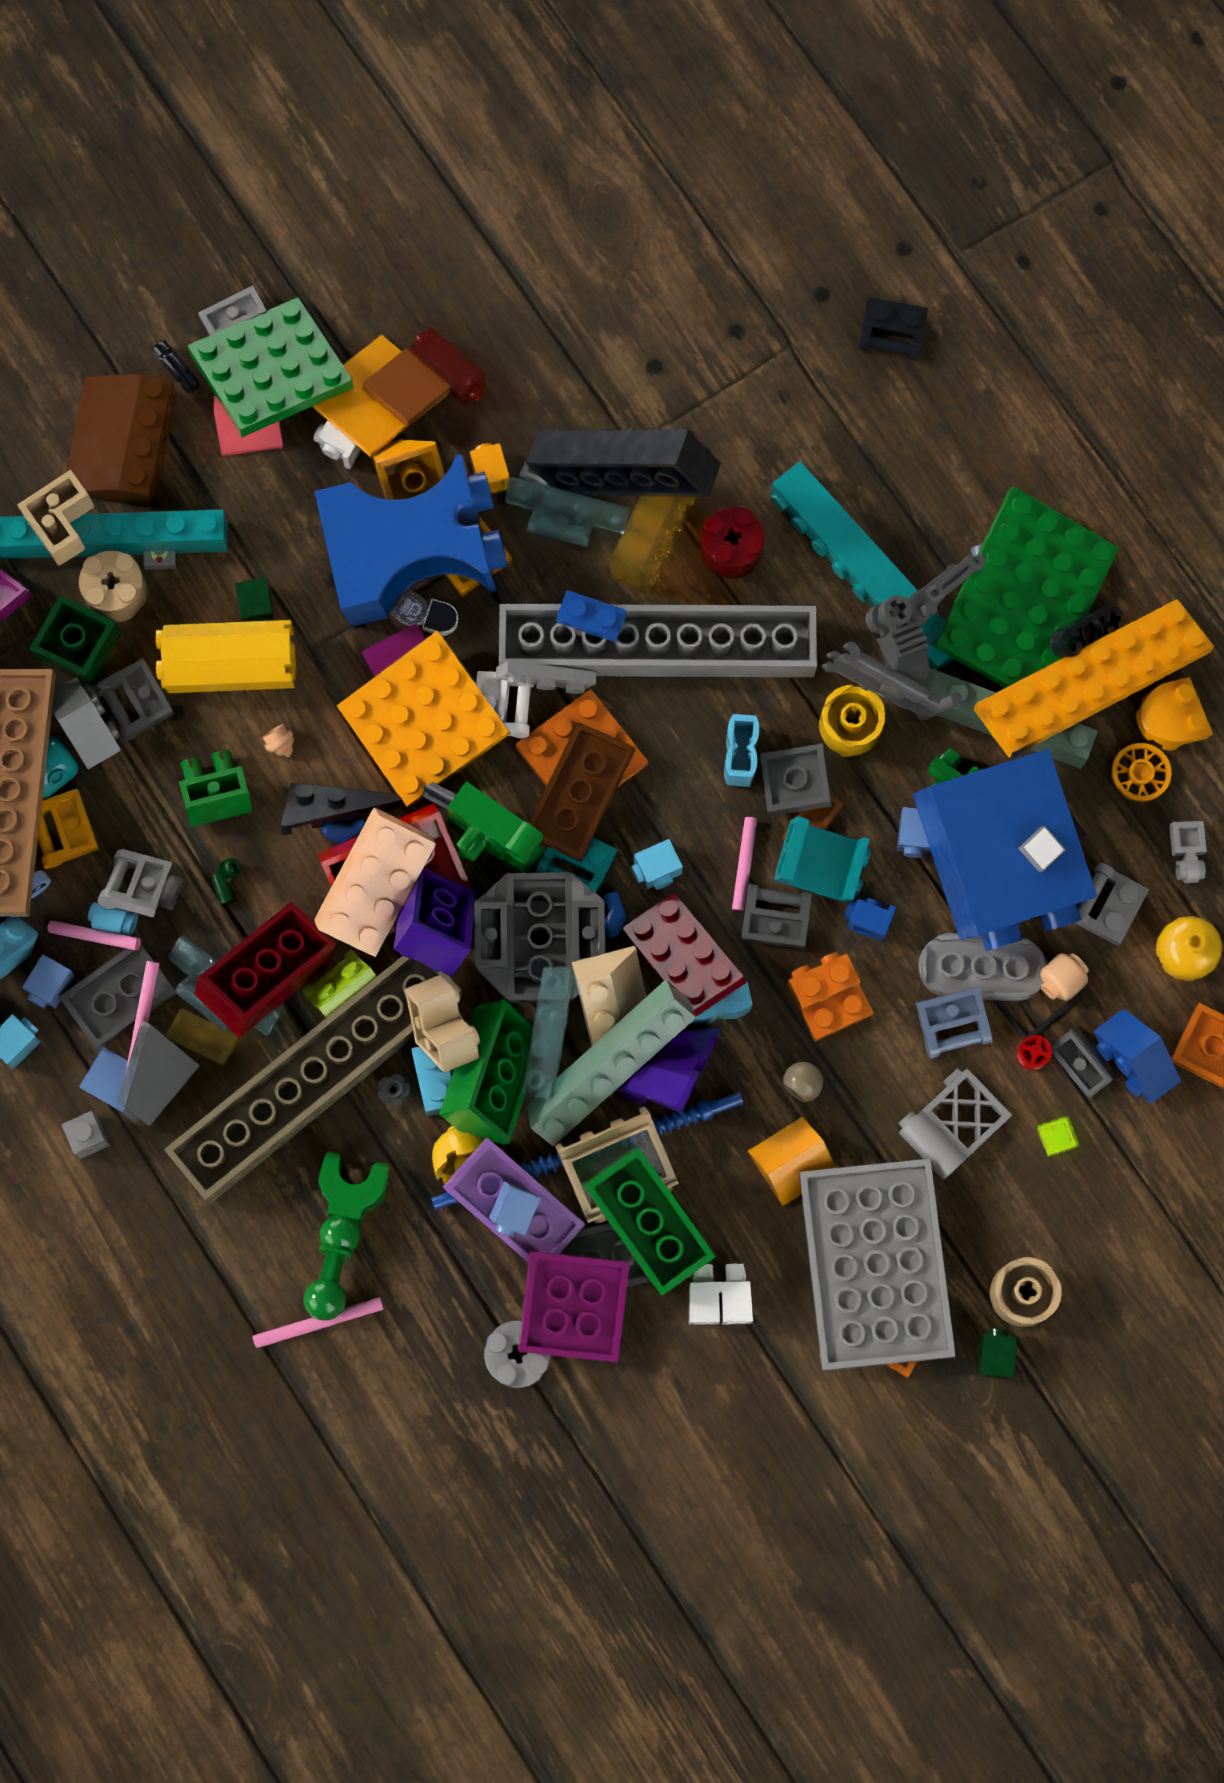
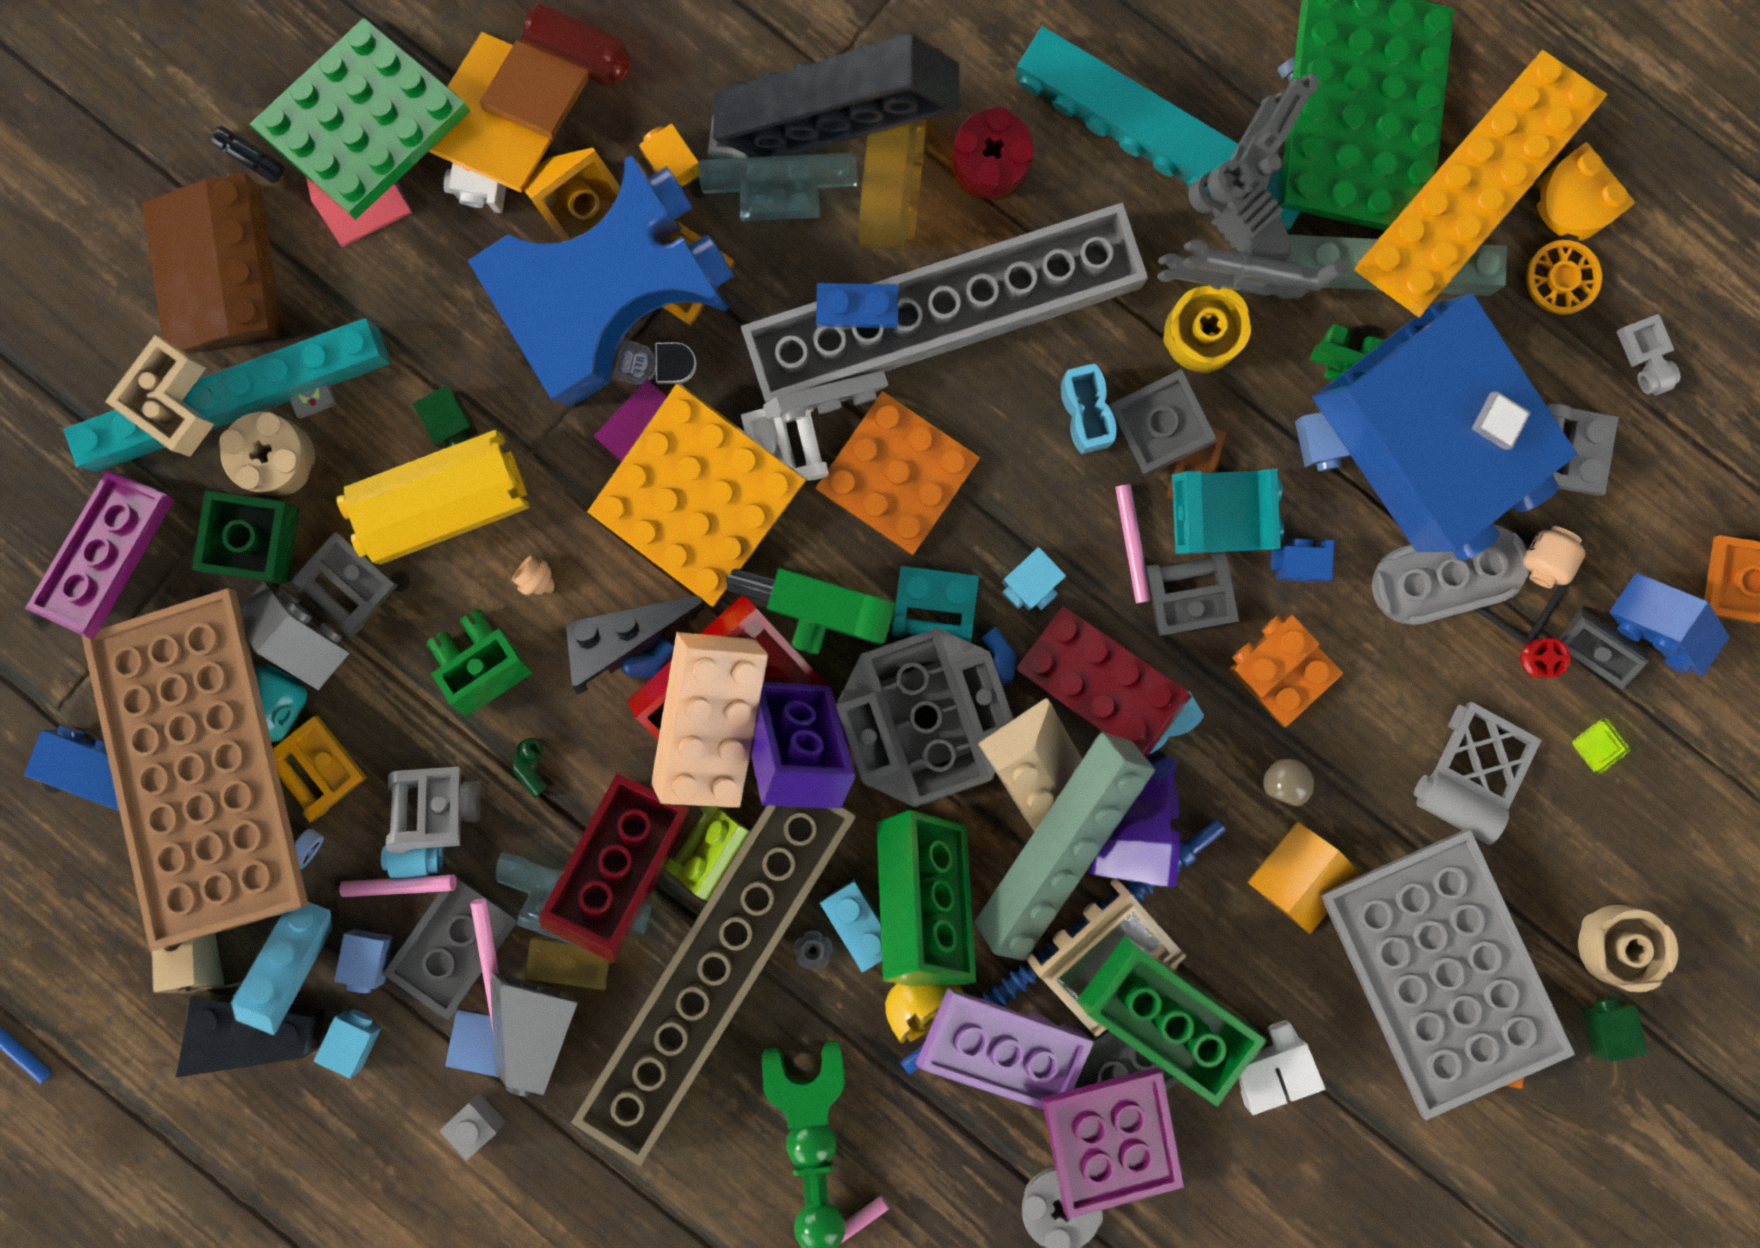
camera: 15 degrees left, 10 degrees up
(232, 311) = (289, 61): light grey plate -> none
(439, 1025) = (849, 871): tan brick -> none
(514, 1209) = (1010, 1064): medium blue brick -> none
(548, 1032) = (976, 832): clear light blue bracket -> none
(580, 790) = (913, 523): reddish brown tile -> none
(953, 1011) = (1436, 642): sand blue plate -> none
(1076, 630) = (1428, 149): black beam -> none
(1189, 948) = (1686, 472): yellow cylinder -> none

